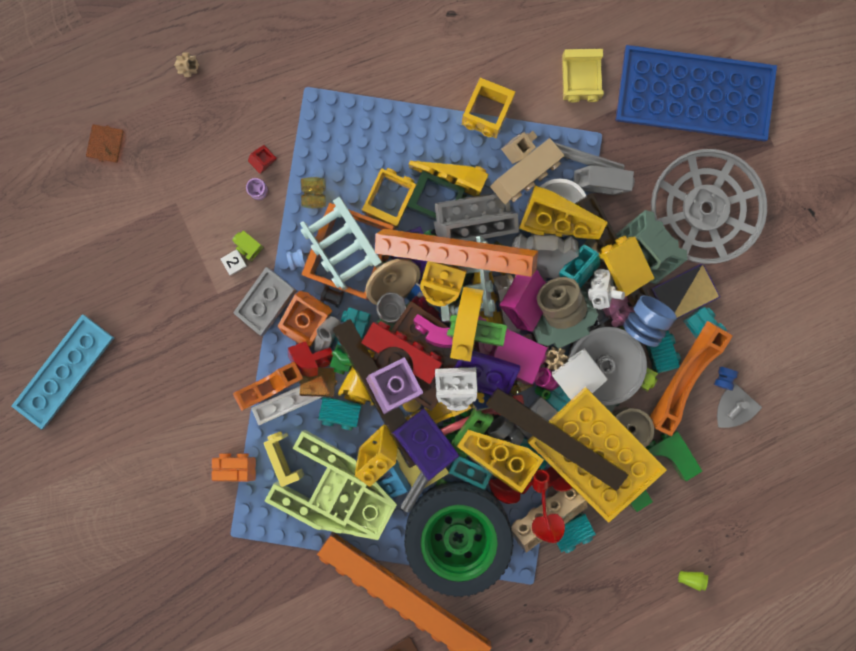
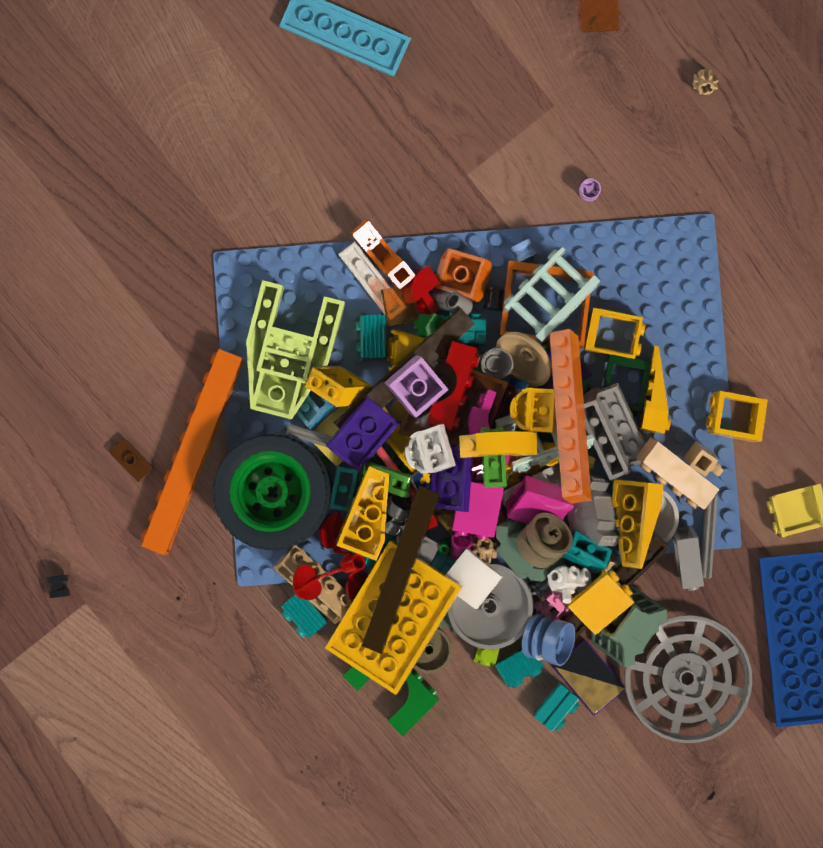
camera: 75 degrees right, 0 degrees up
(233, 262) = (505, 184): white tile -> none
(234, 468) = (286, 238): orange brick -> none
(247, 245) = (527, 194): lime brick -> none
(261, 159) = (623, 186): red slope -> none
(264, 301) = (471, 228): light grey plate -> none
(279, 462) = (307, 284): light yellow panel -> none
(314, 186) = (605, 246): clear yellow wheel -> none
(695, 580) = (284, 756): lime cone -> none
(705, 349) = (464, 687): orange arch -> none
(726, 378) = (507, 741): blue wheel -> none
(736, 408) = (479, 761): light grey shield -> none

